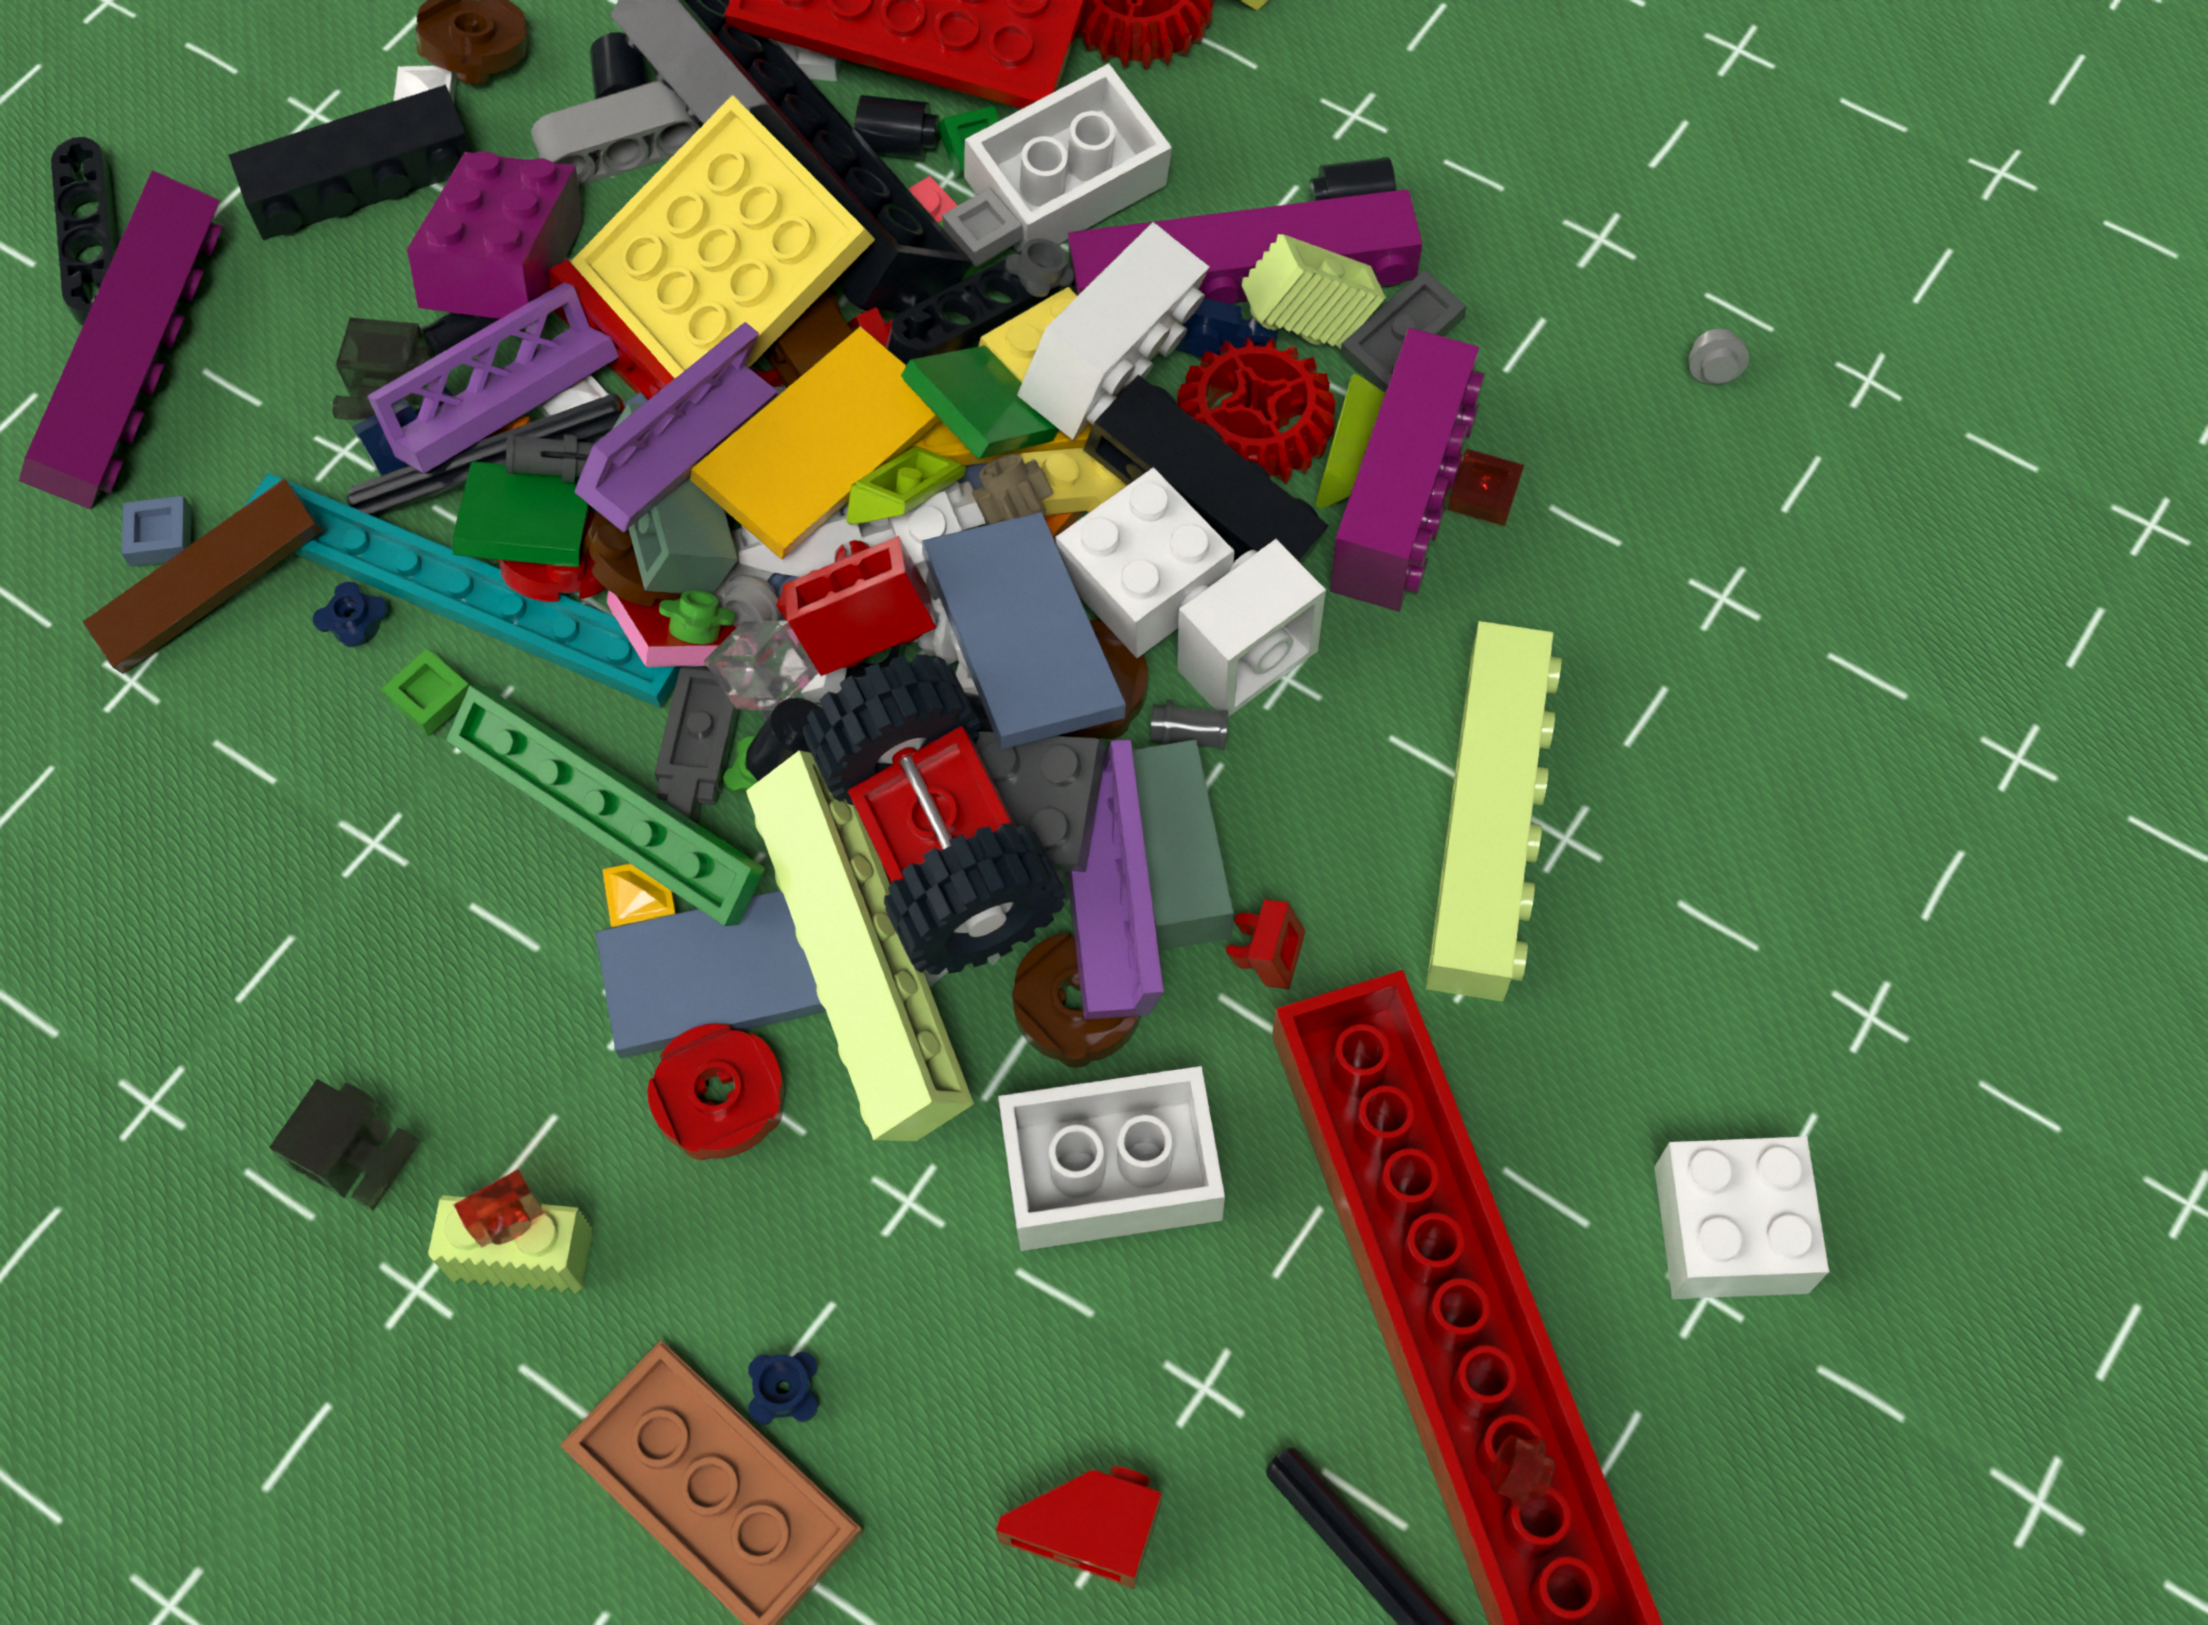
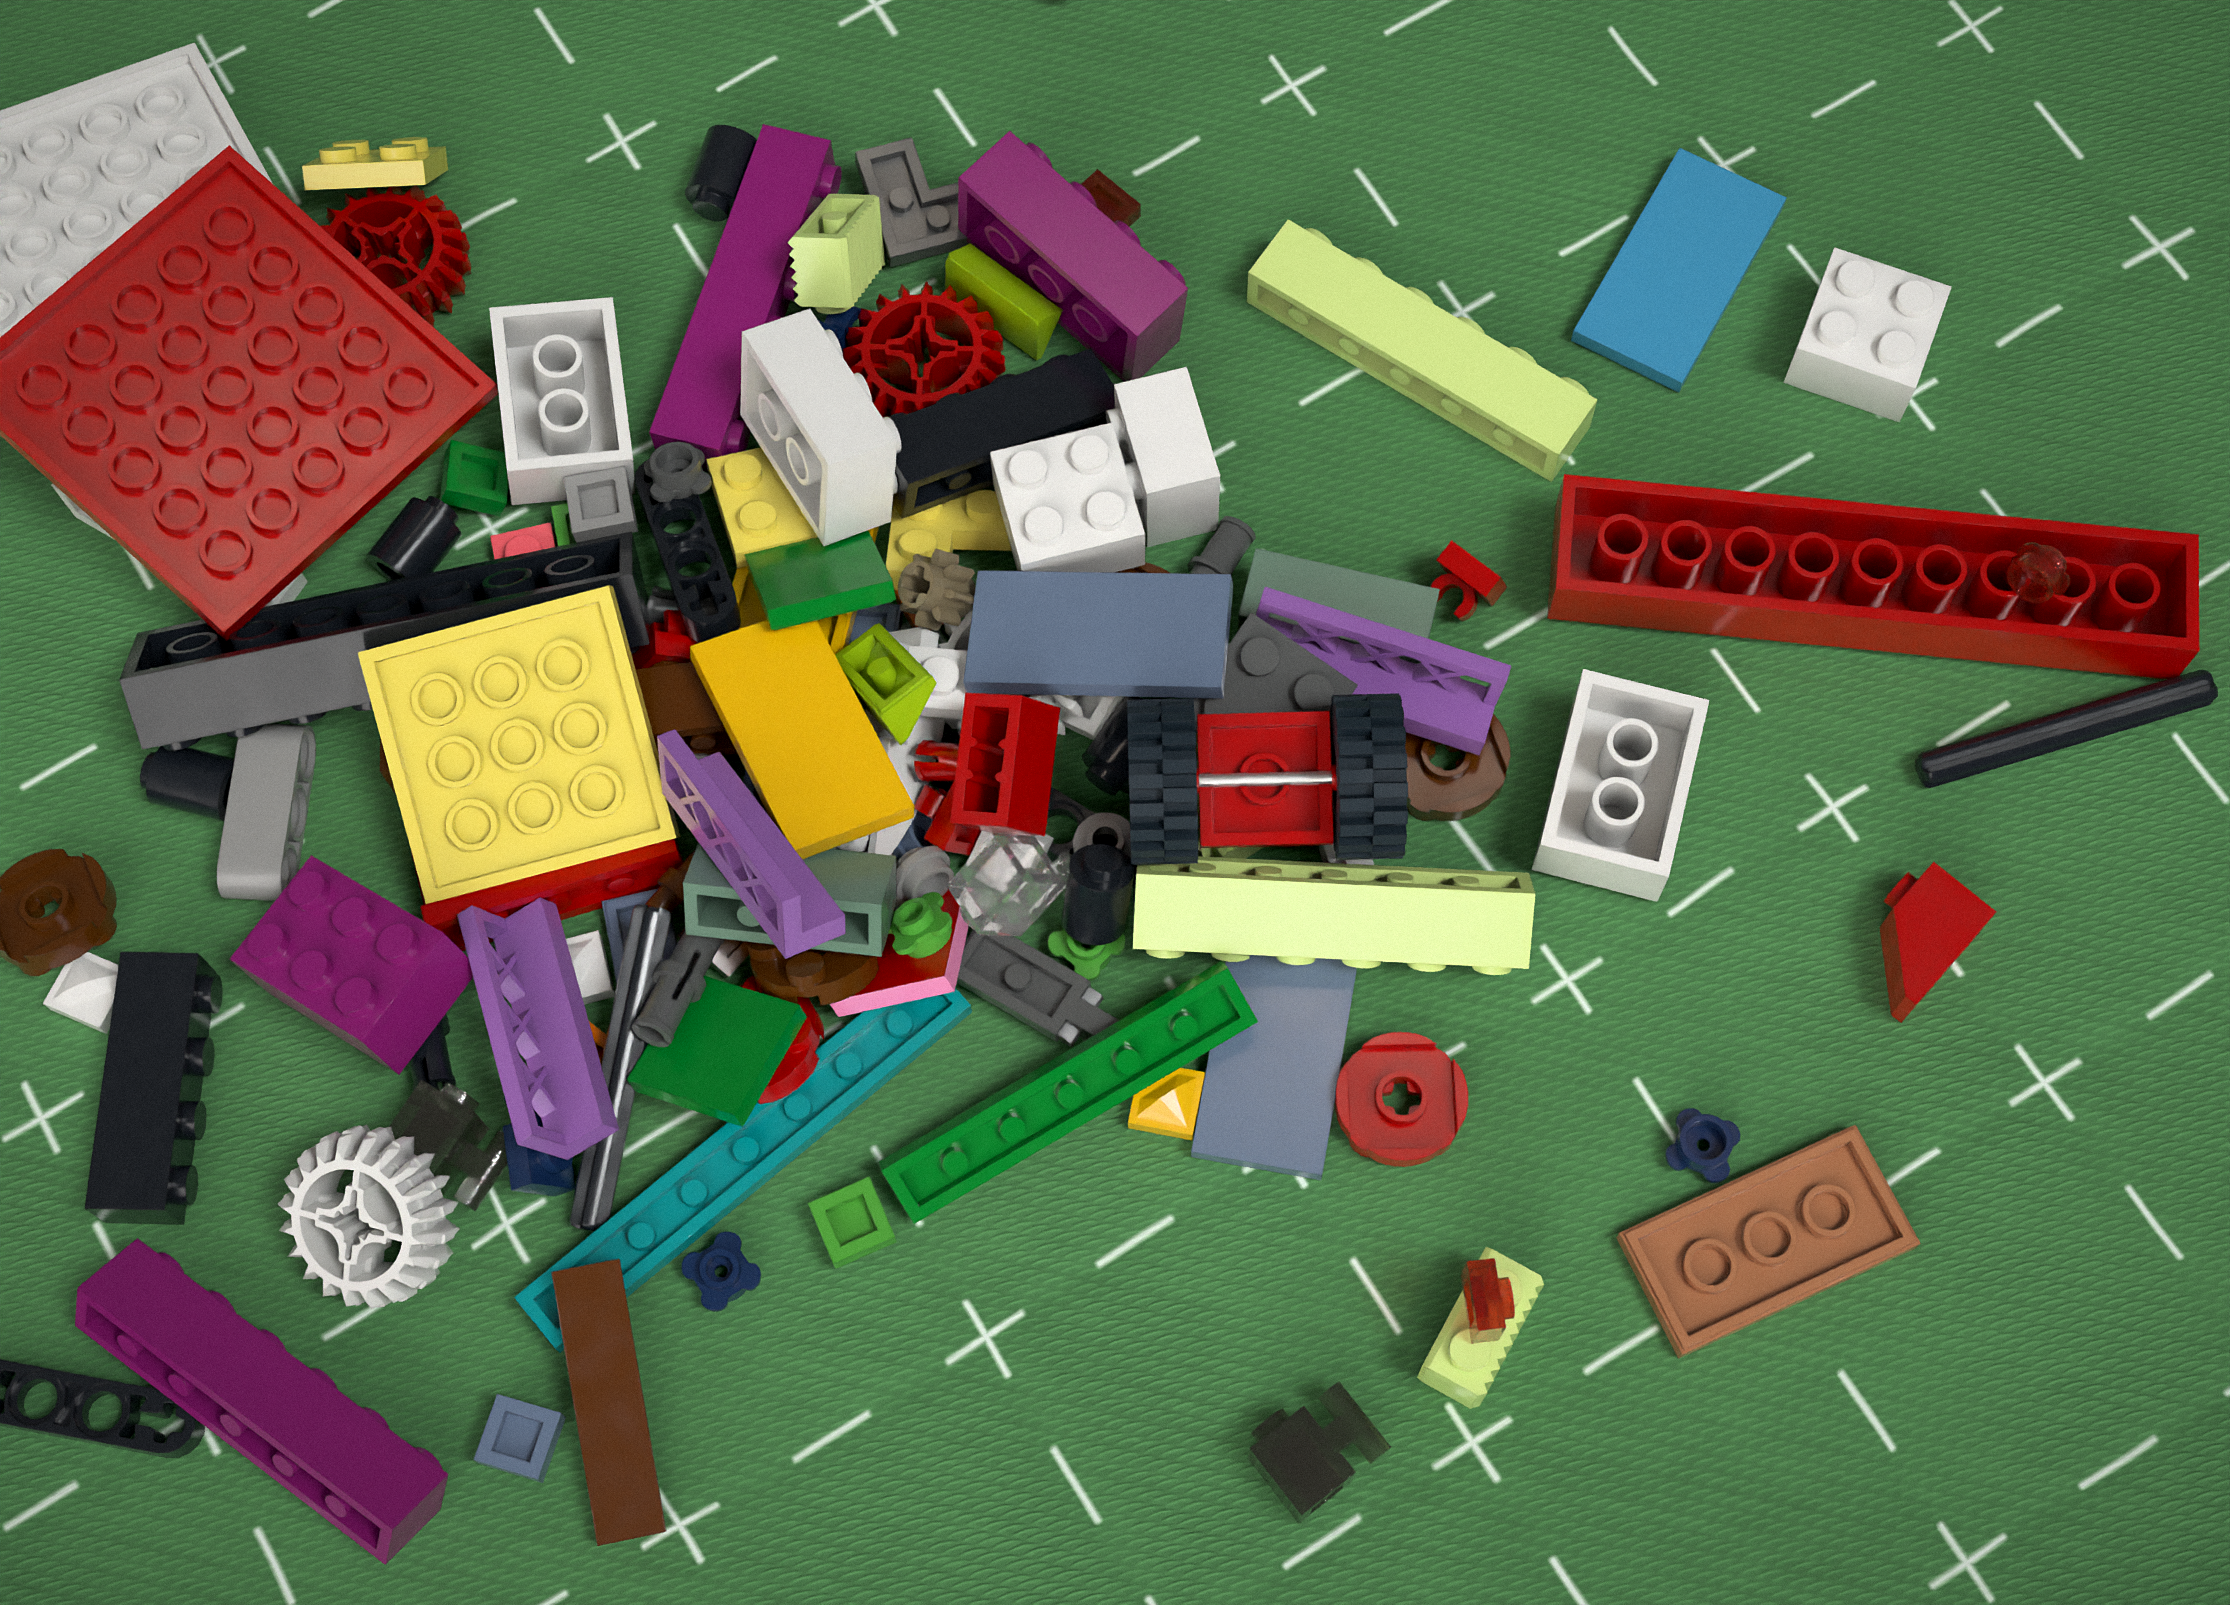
camera: 65 degrees left, 5 degrees up
(289, 338) = (387, 1201): none -> white gear
(1722, 1015) = (1678, 270): none -> dark azure tile

